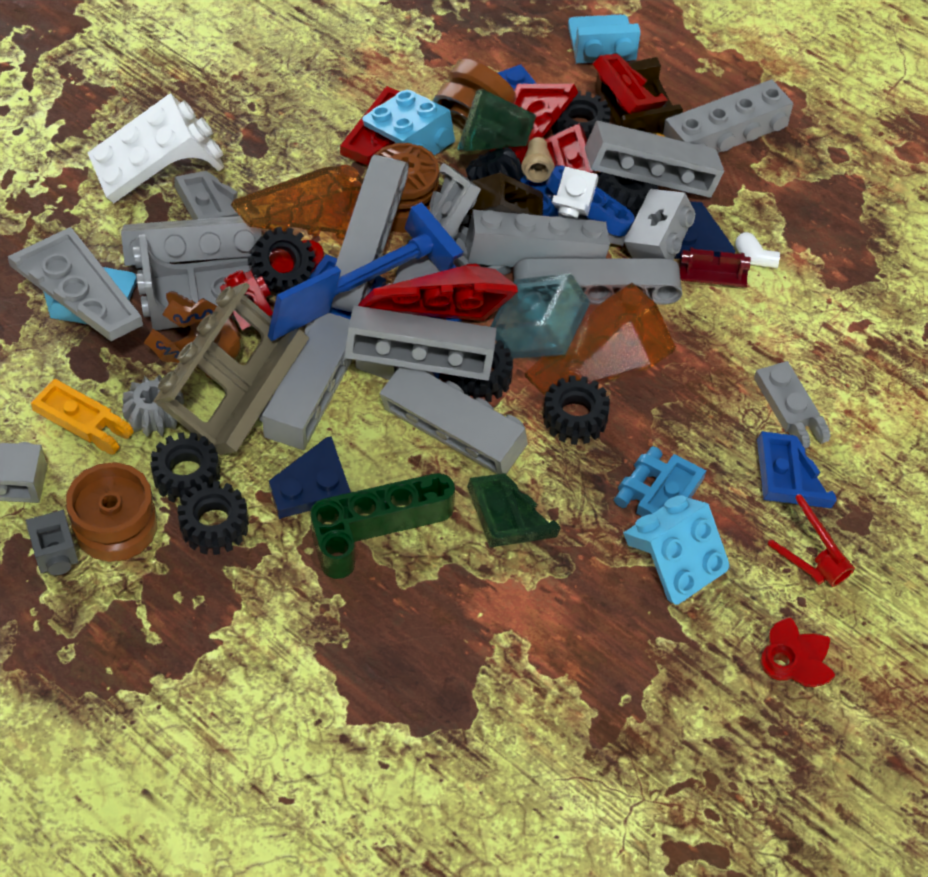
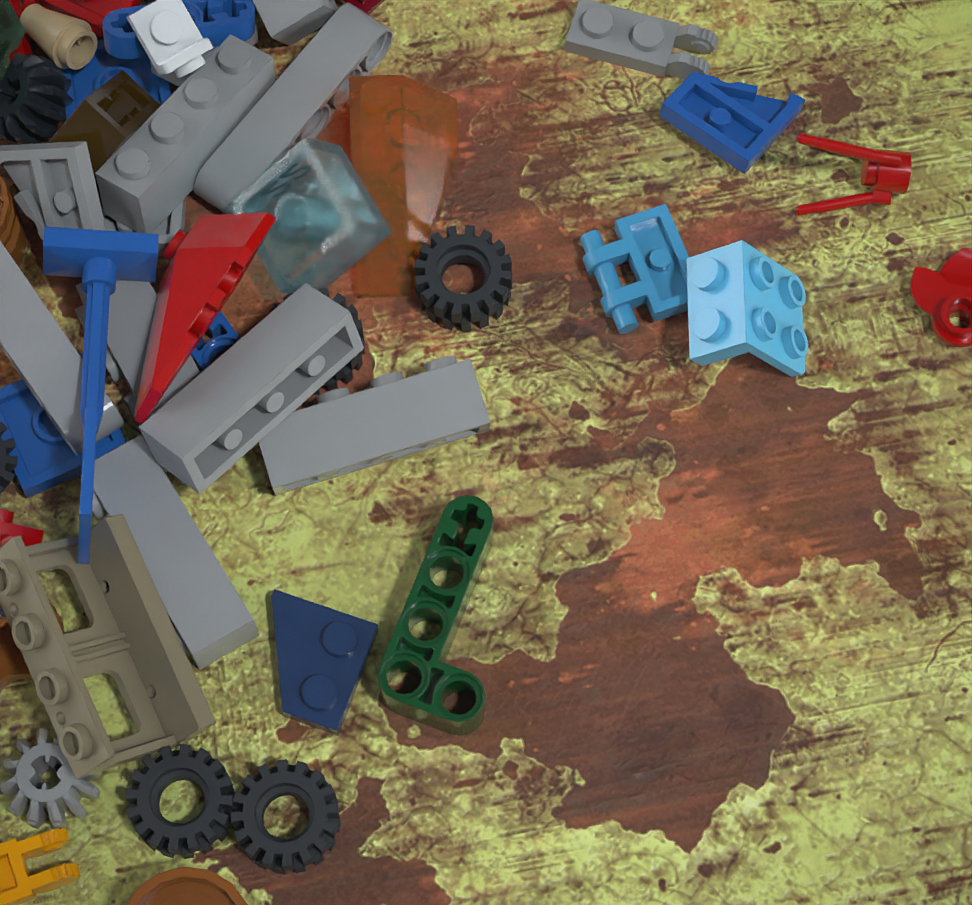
camera: 50 degrees left, 15 degrees up
(507, 512) = (545, 463): clear green wing -> none

